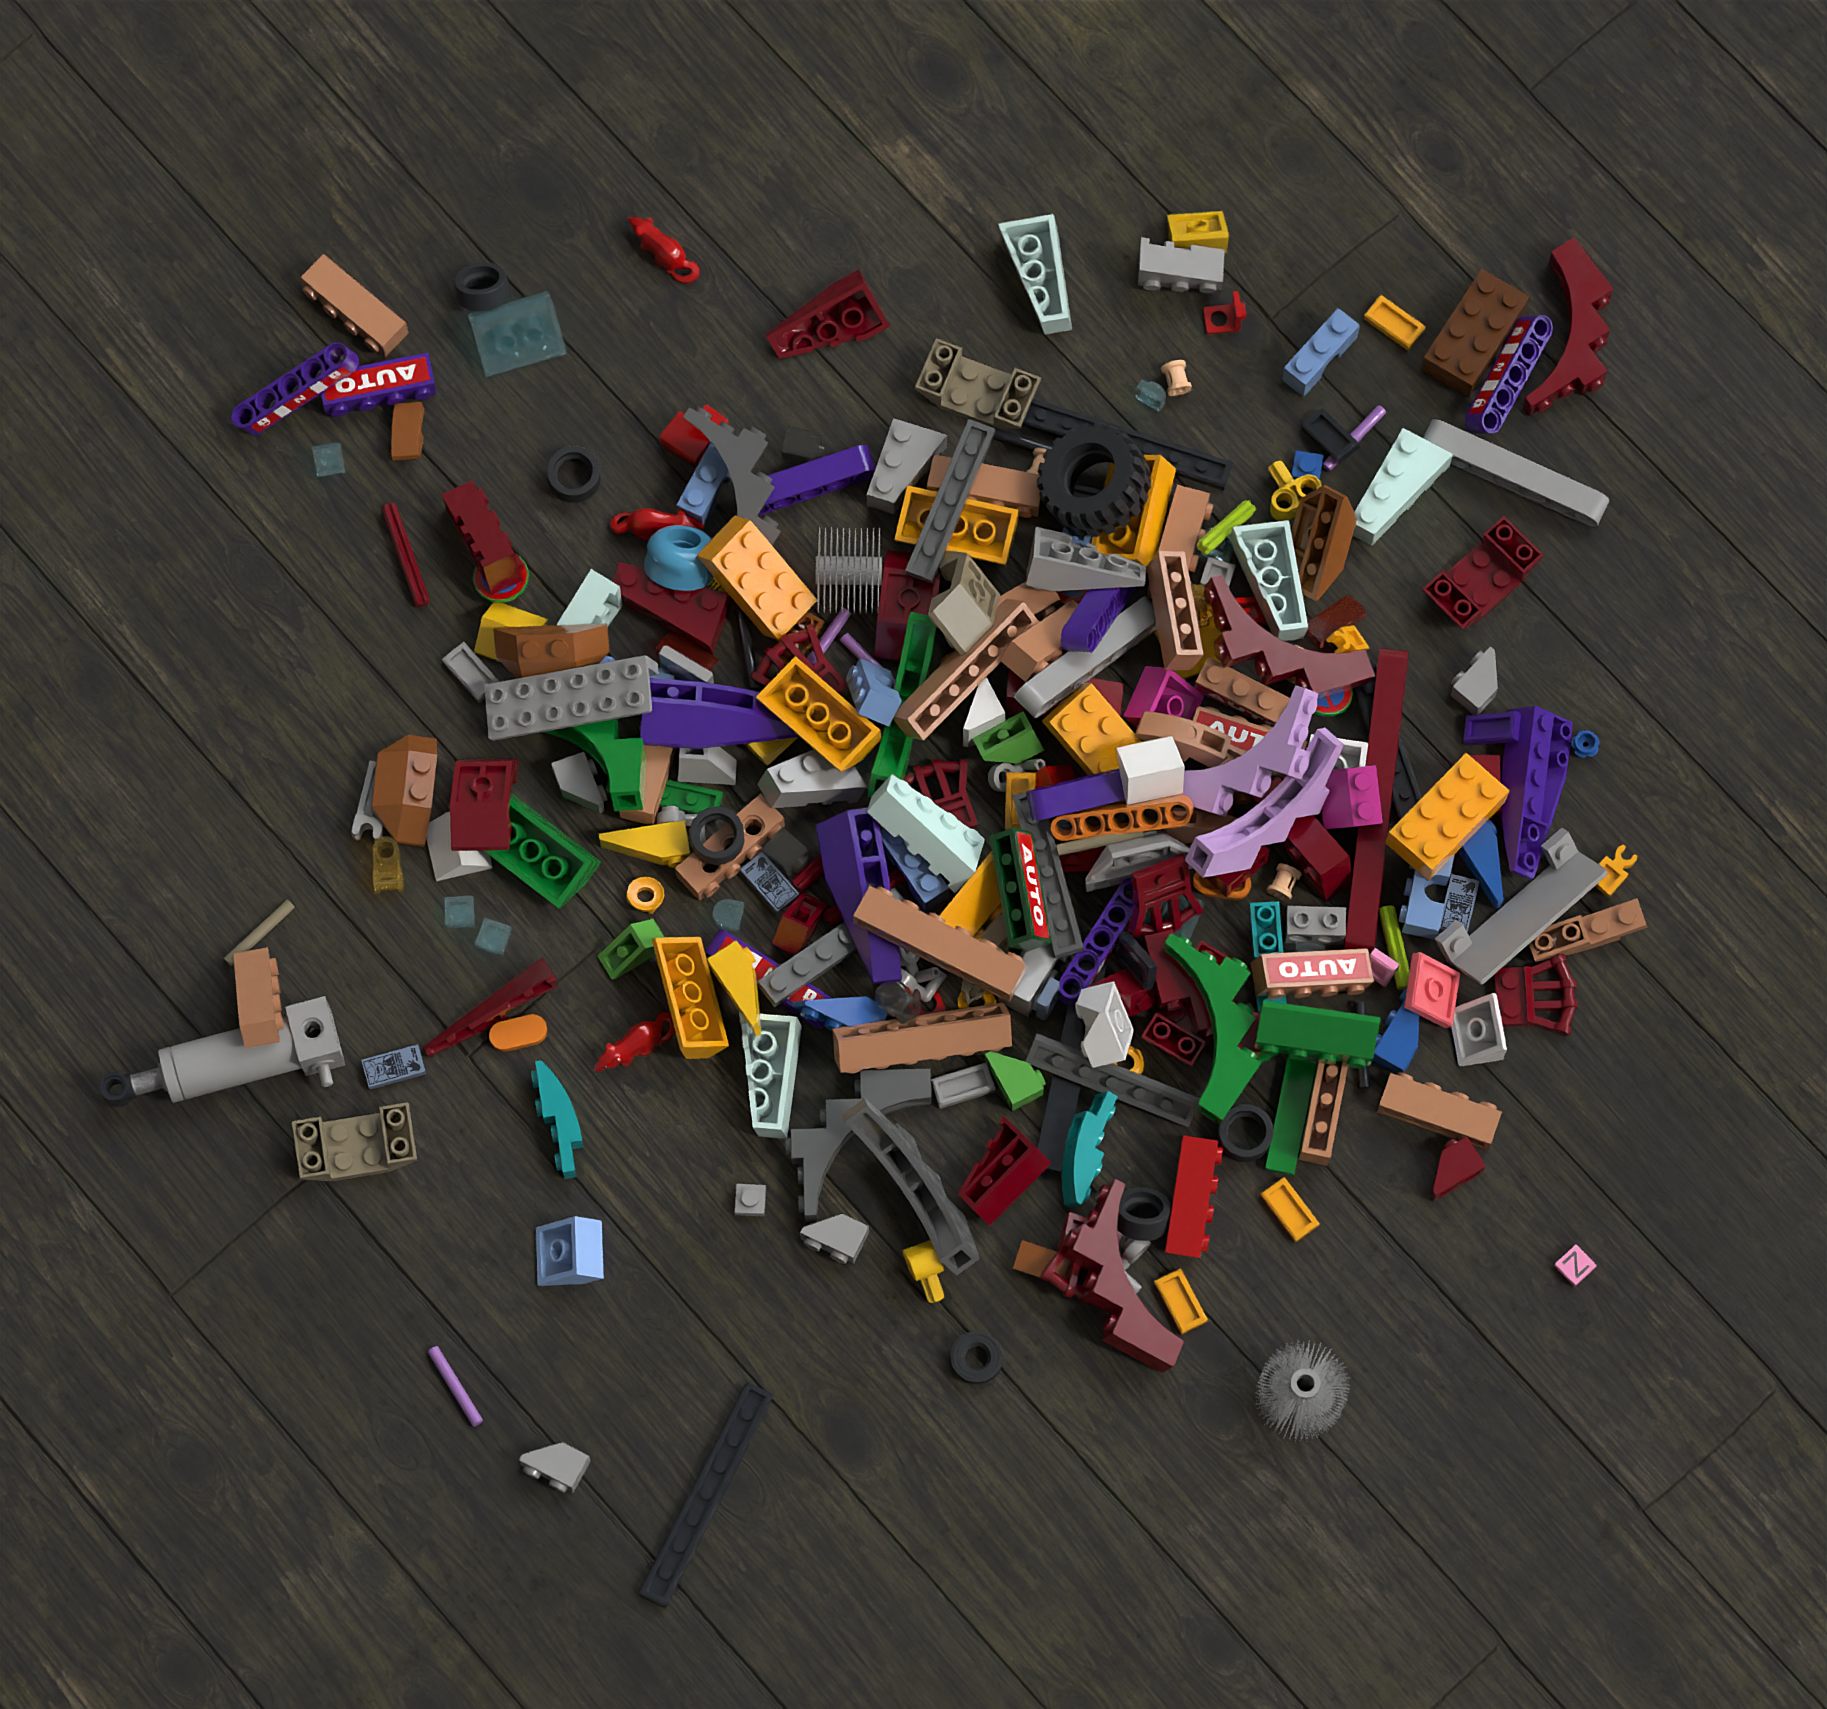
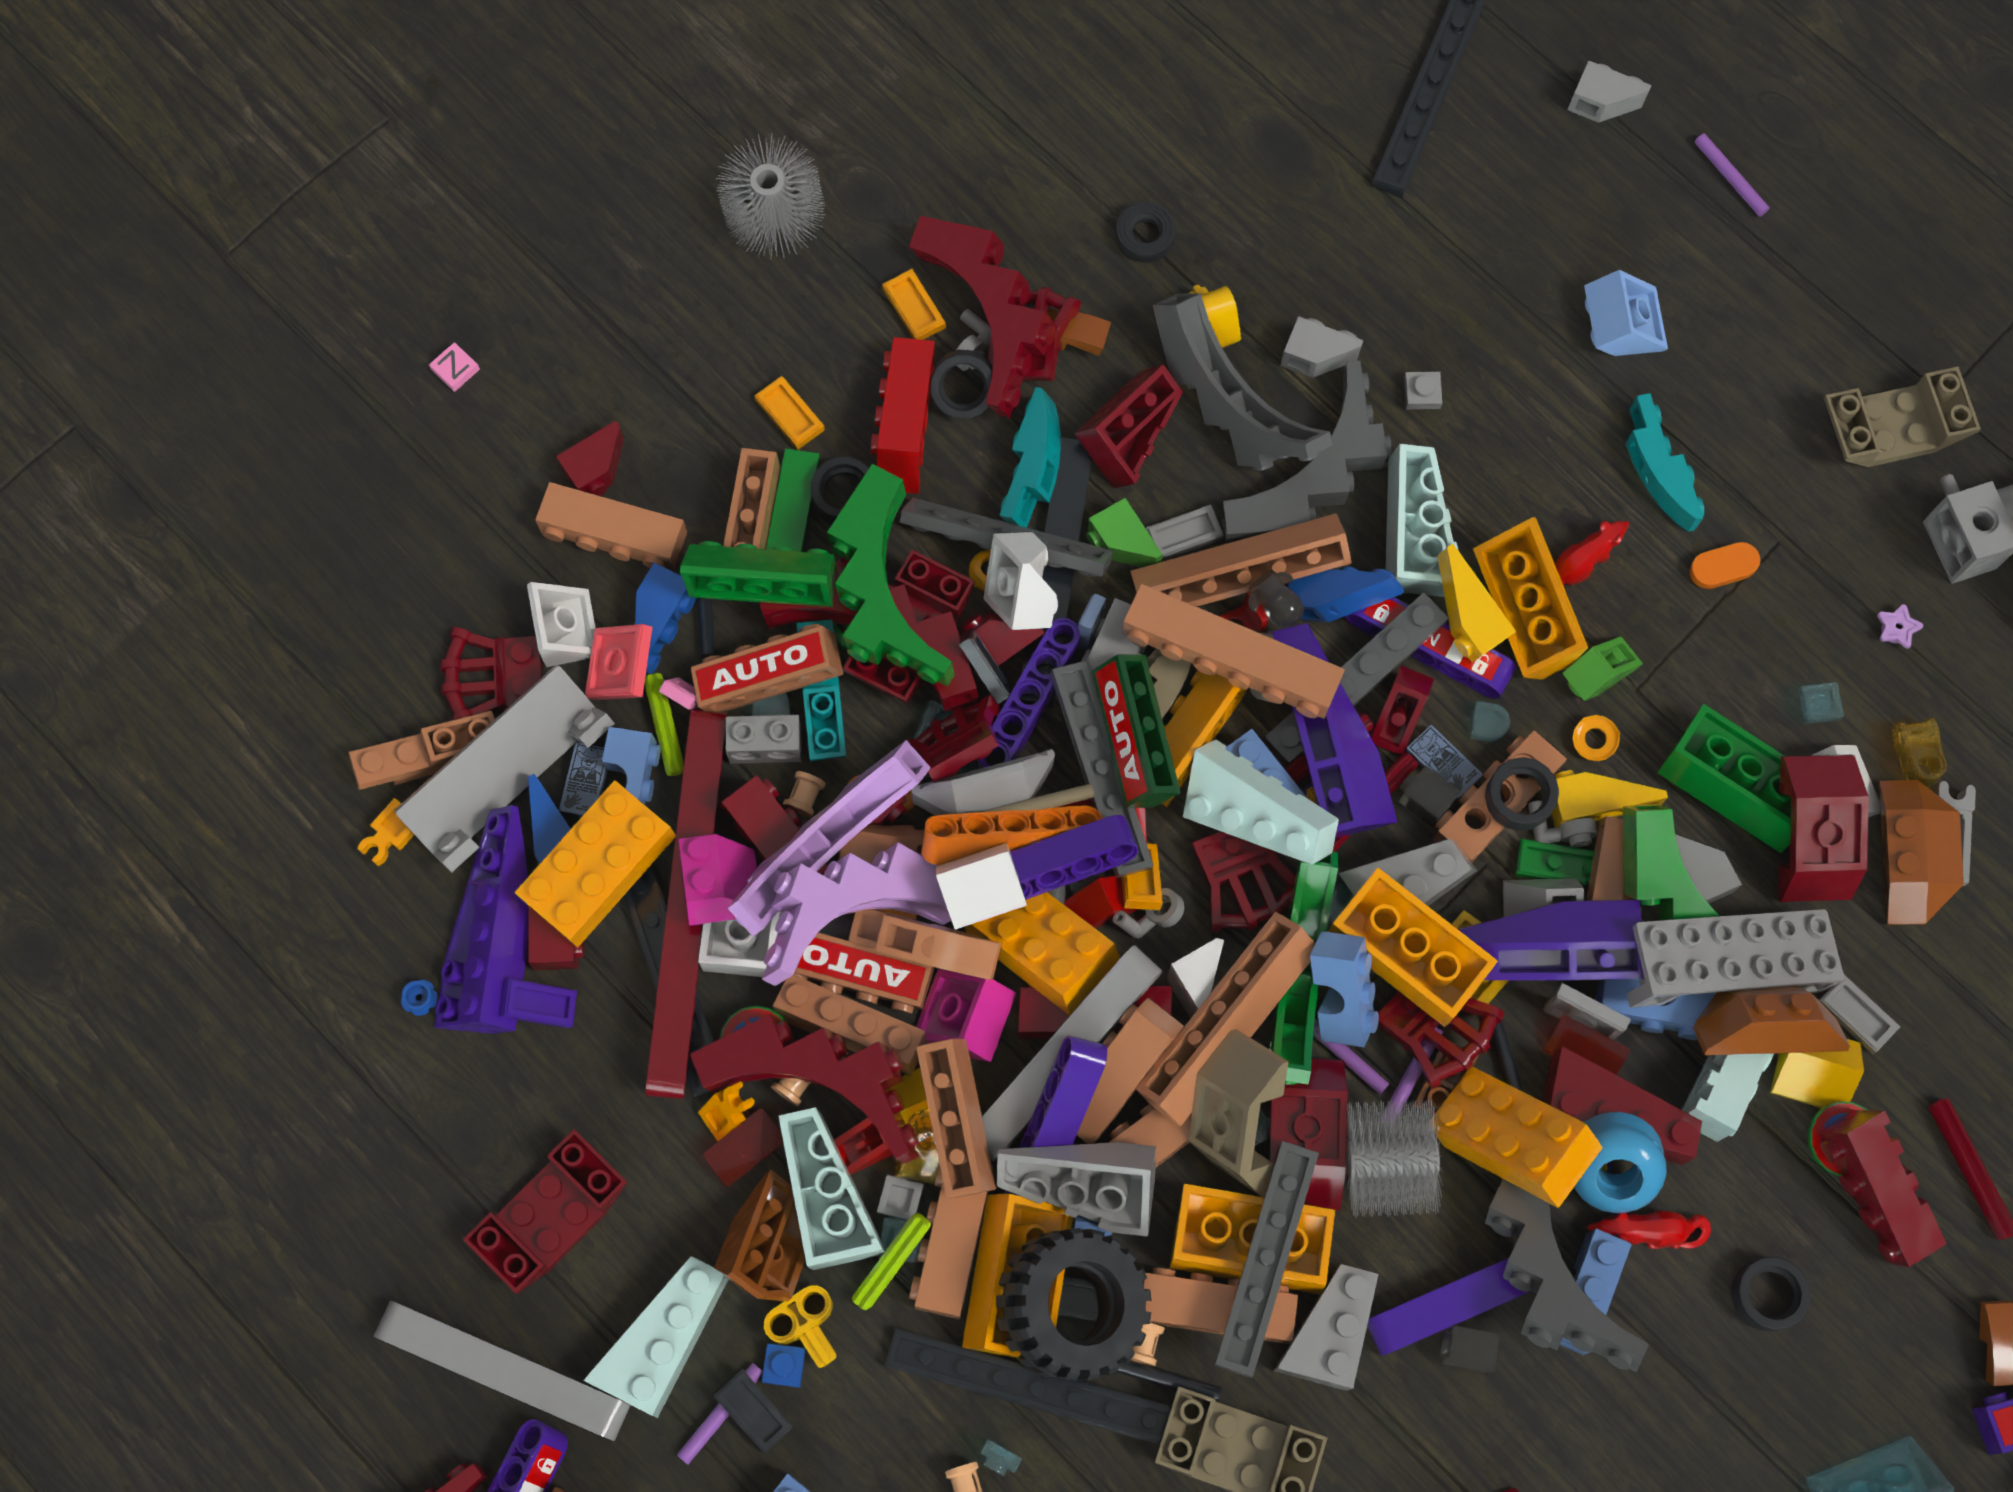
camera: 175 degrees right, 0 degrees up
(384, 980) = (1892, 633): none -> lavender plate
(393, 1067) = (1866, 518): sand blue tile -> none
(493, 936) = (1774, 675): clear light blue plate -> none
(523, 988) = (1739, 599): dark red wedge -> none
(686, 439) = (1607, 1381): red piece -> none
(1009, 741) = (1165, 941): bright green slope -> none
(1479, 684) = (553, 1068): light grey slope -> none

